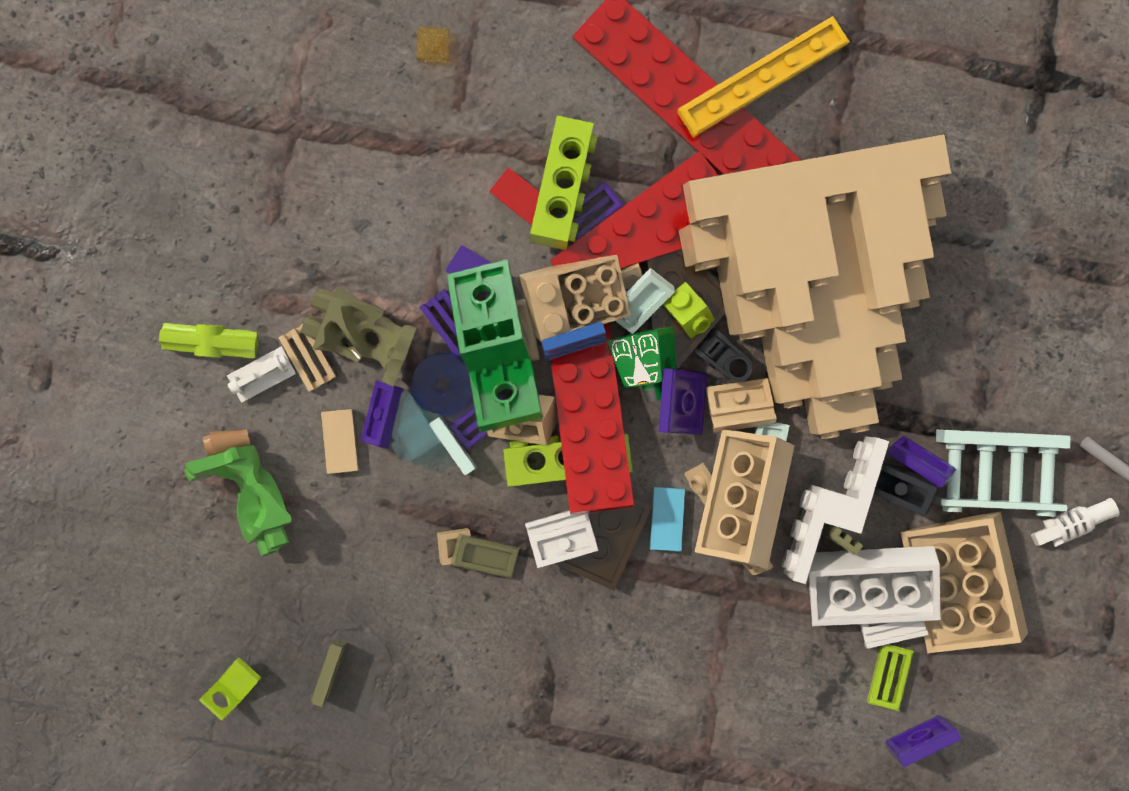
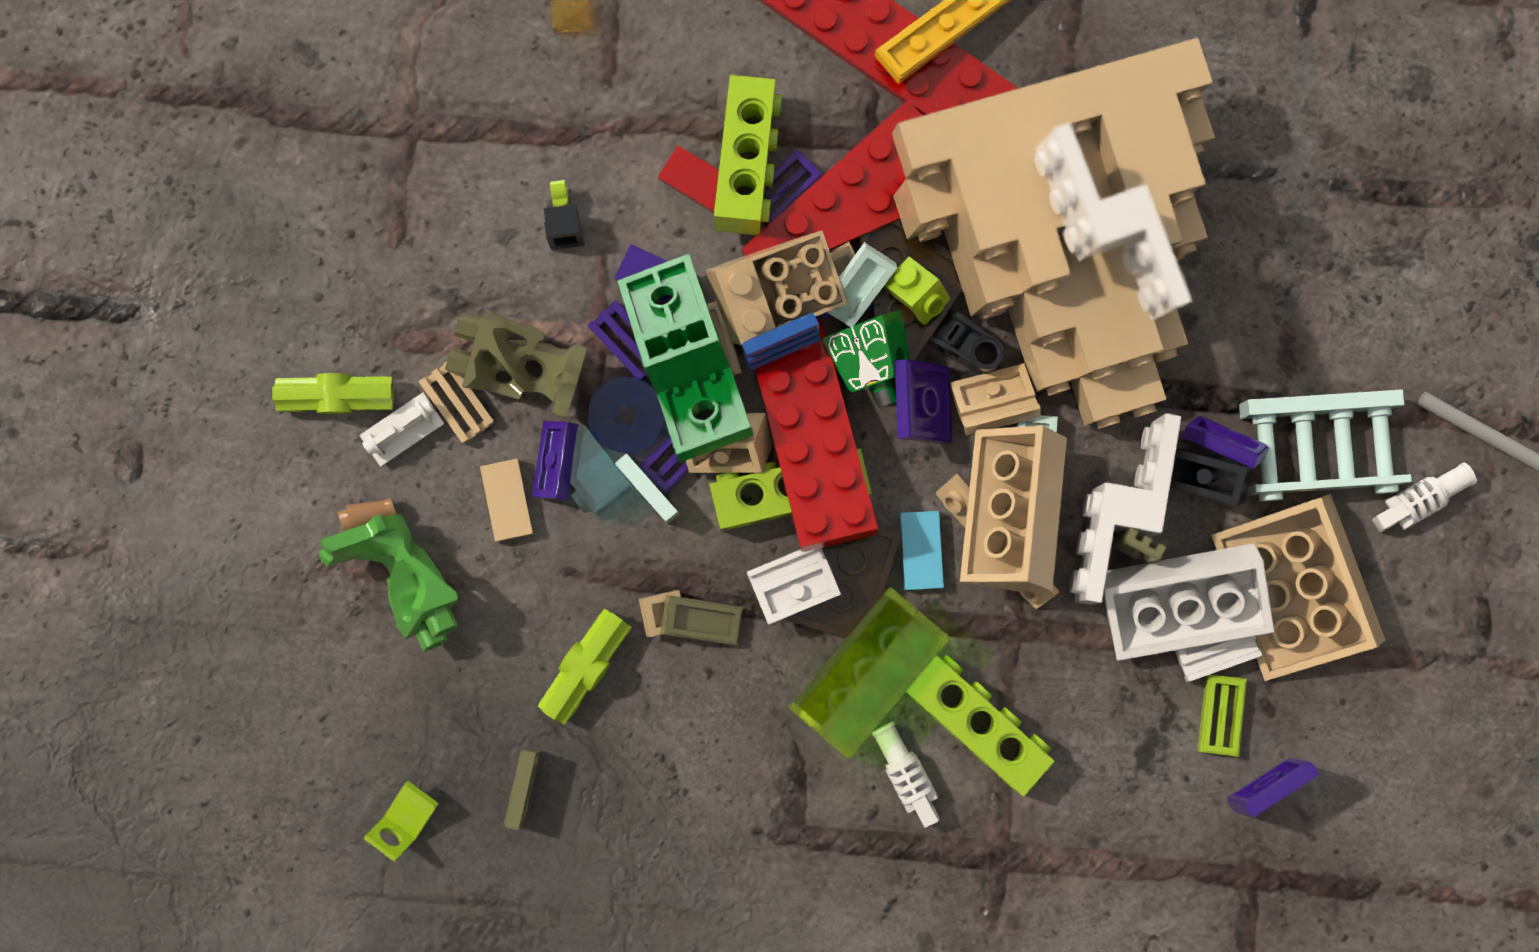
camera: 10 degrees left, 5 degrees down
(387, 582) = (584, 667): none -> lime piece
(408, 220) = (562, 219): none -> black piece
(614, 615) = (869, 672): none -> clear neon green slope
(634, 696) = (907, 775): none -> white hinge
(724, 703) = (1019, 772): none -> lime brick
(843, 287) = (1110, 223): none -> white bracket

